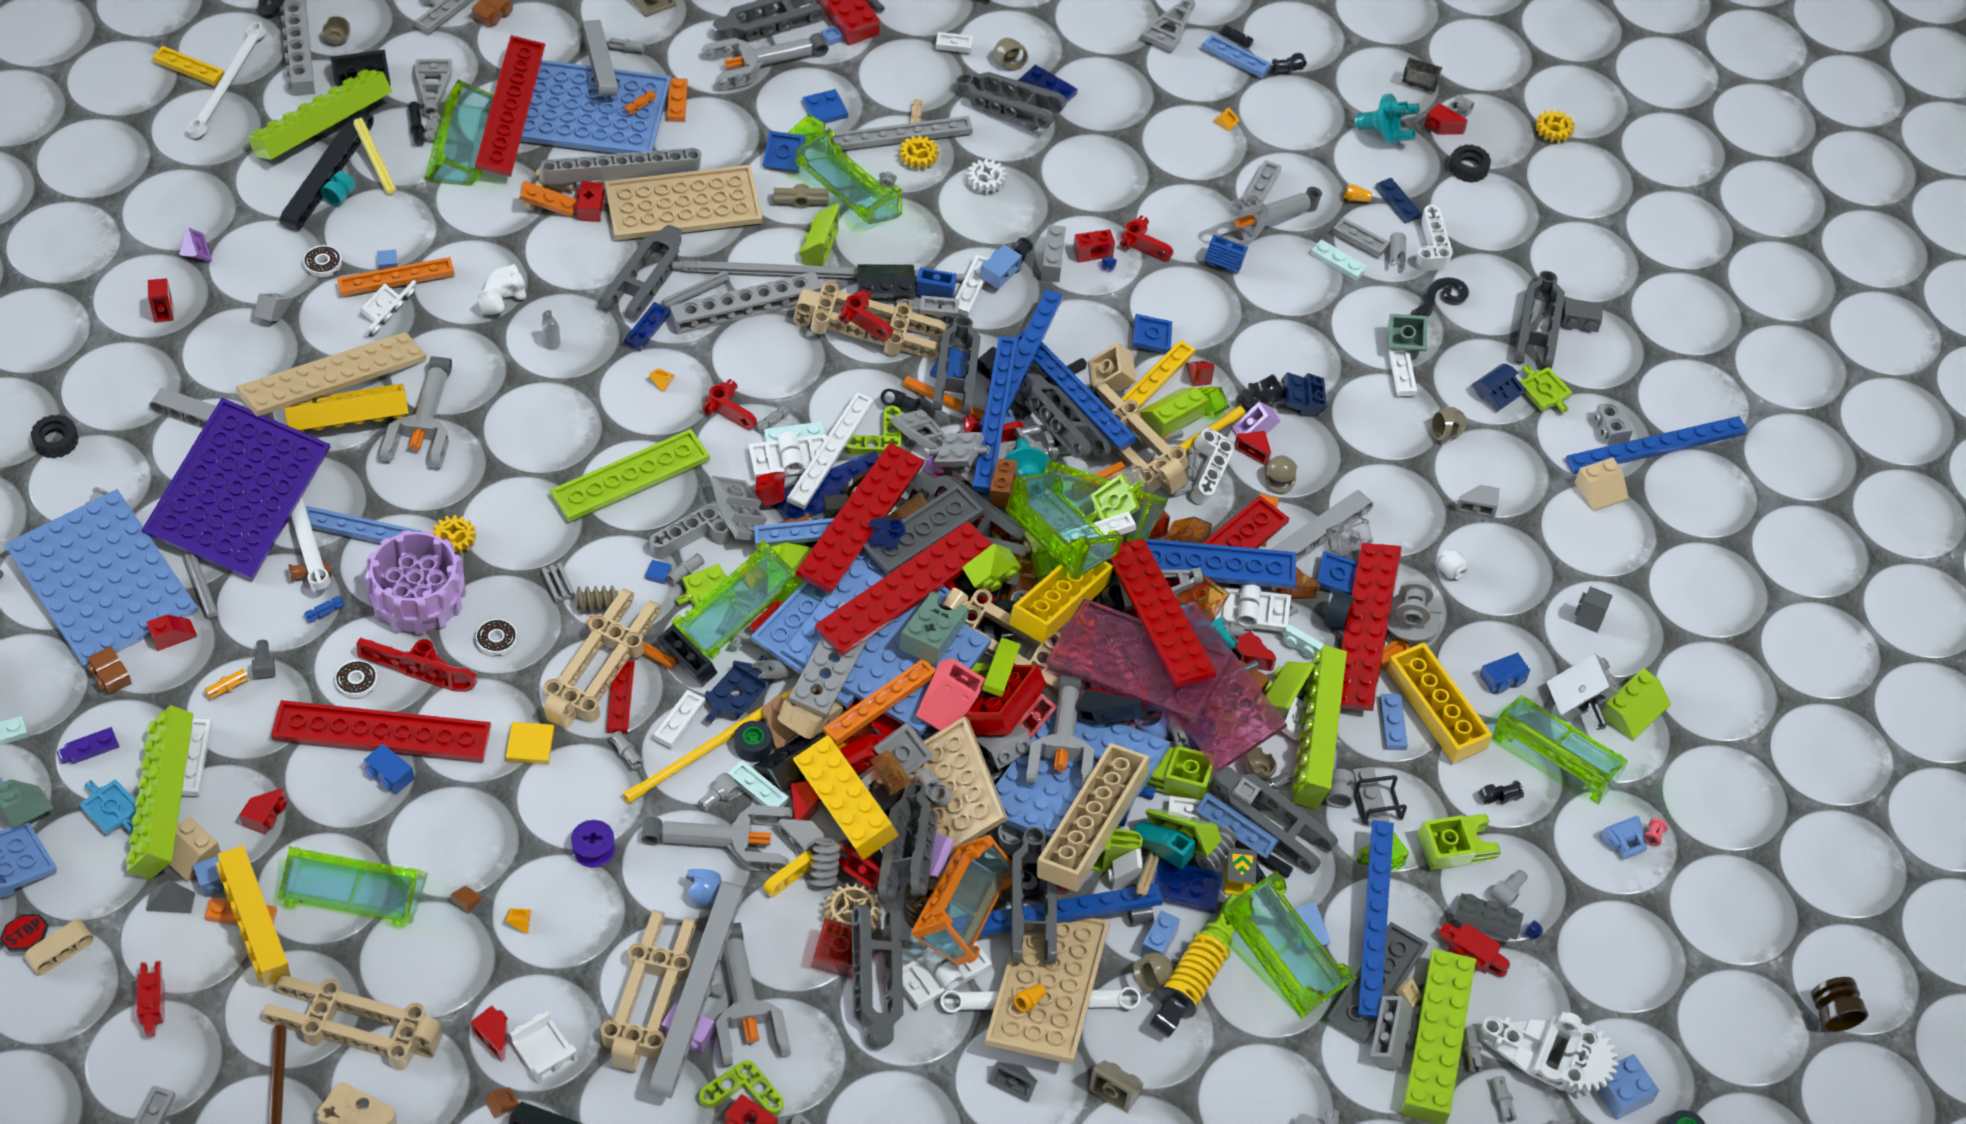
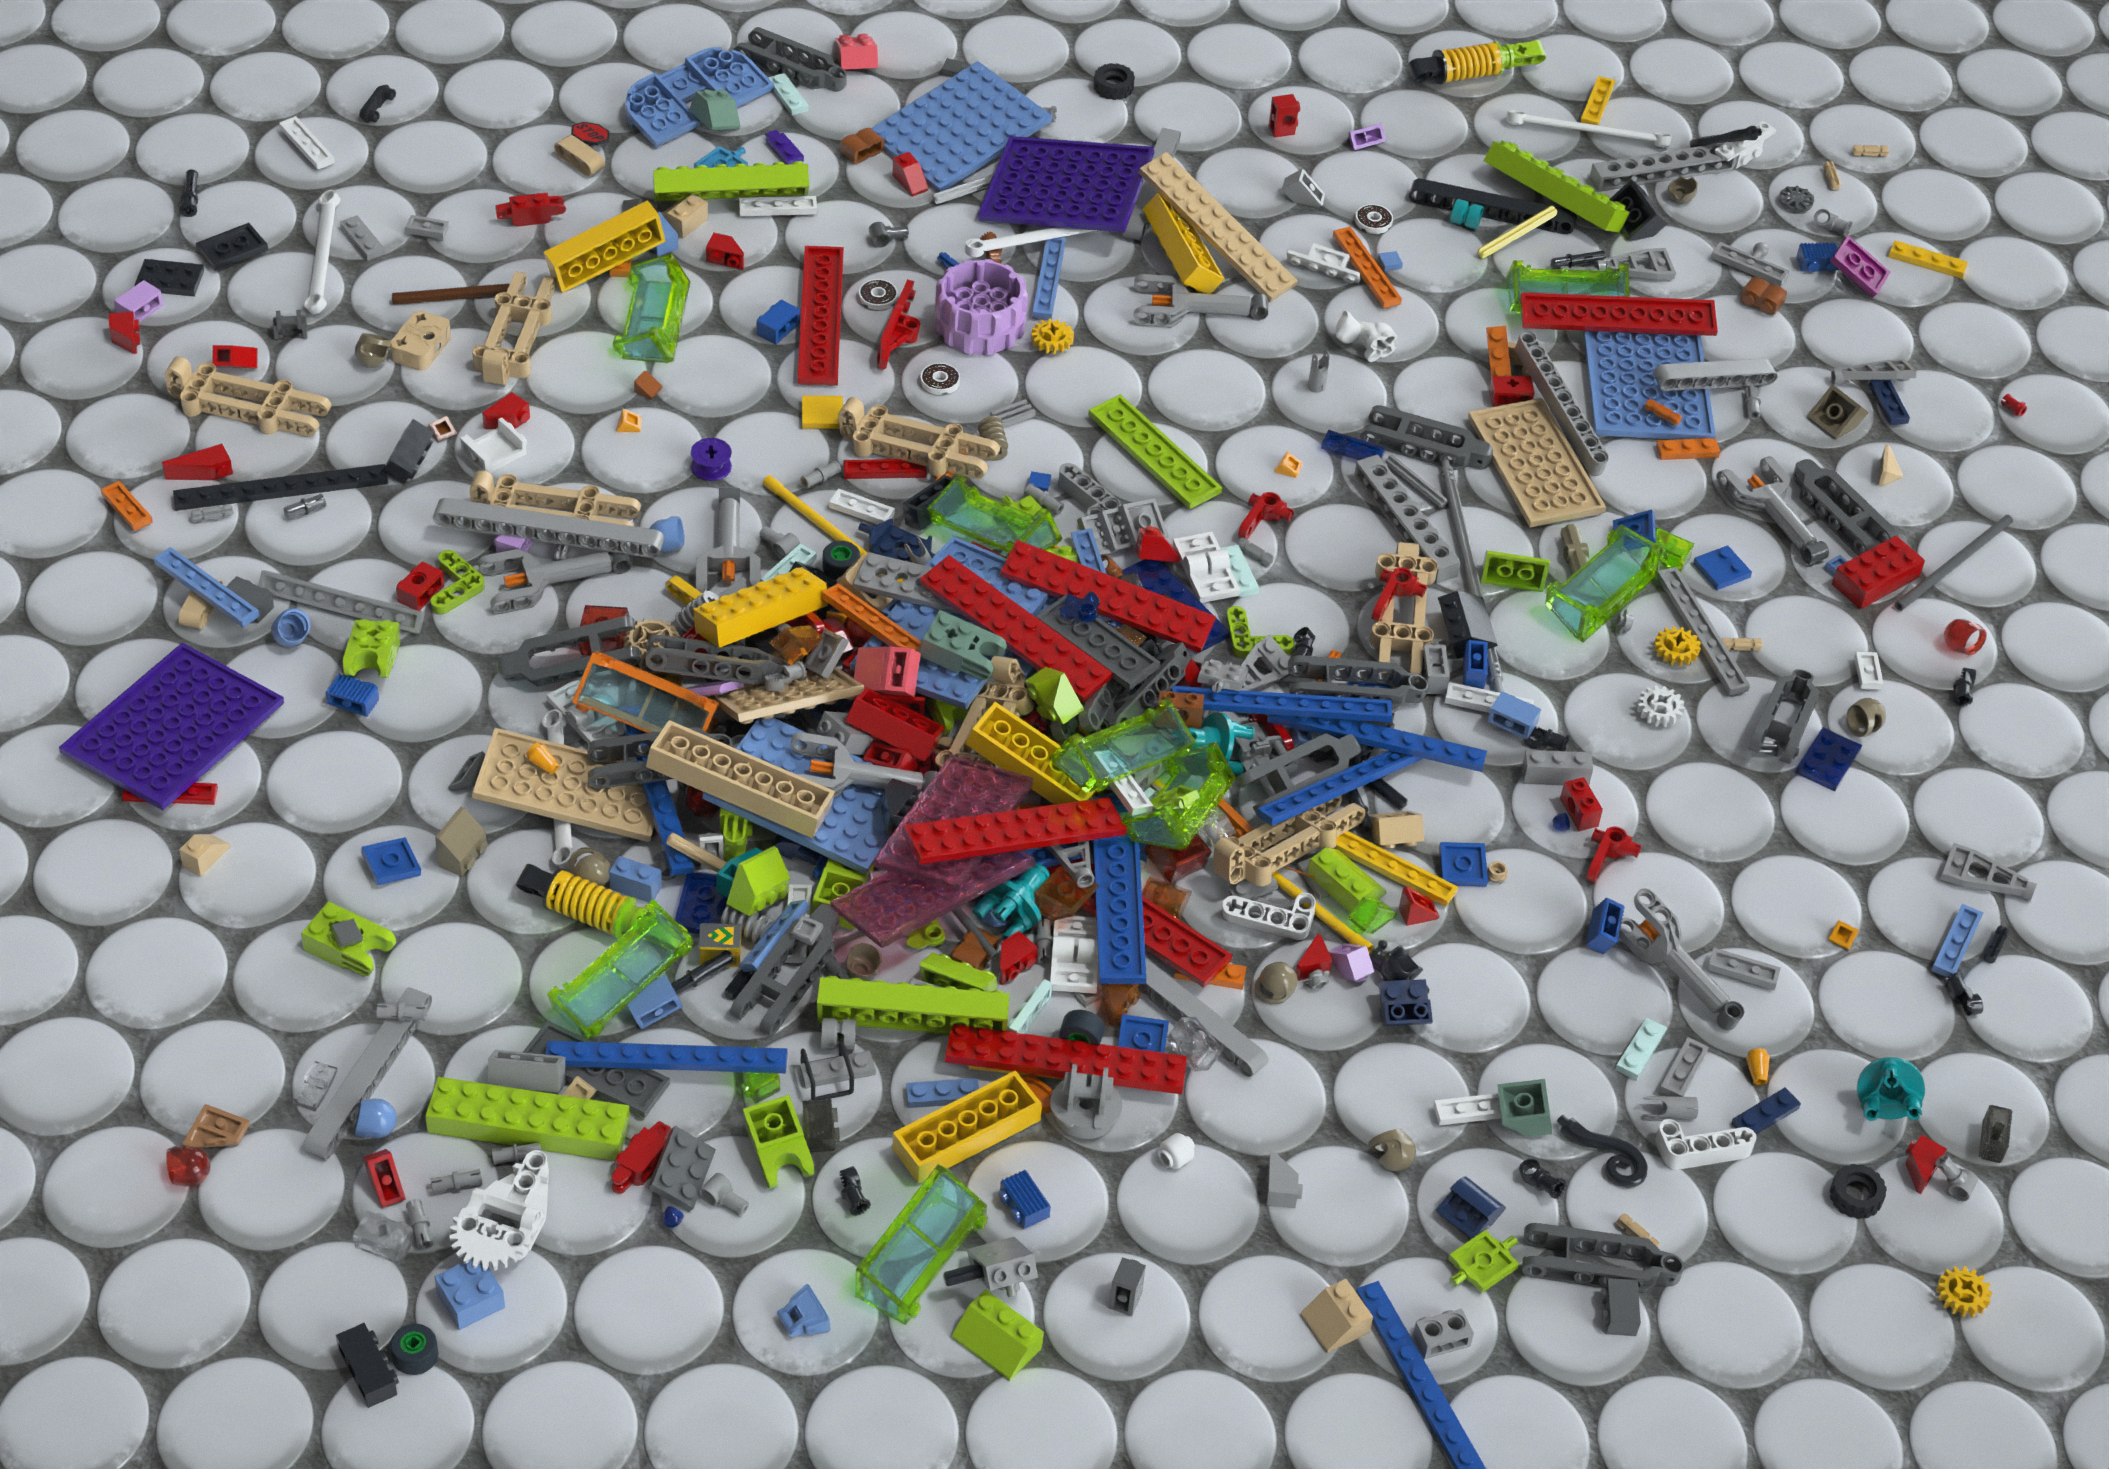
camera: 85 degrees right, 5 degrees down
(111, 141) = (1475, 61): none -> piece
(226, 684) = (858, 214): light orange pin -> none
(830, 450) = (1218, 592): white tile -> none
(1001, 667) = (930, 712): lime tile -> none
(1160, 312) = (1497, 871): none -> tan plate
(1276, 446) = (1318, 979): none -> light grey plate
(1433, 808) = (819, 1125): none -> clear smoke brick
(1470, 339) = (1542, 1179): none -> black connector
(1511, 295) = (1634, 1229): none -> tan axle
(1655, 832) = (815, 1345): coral bush -> none

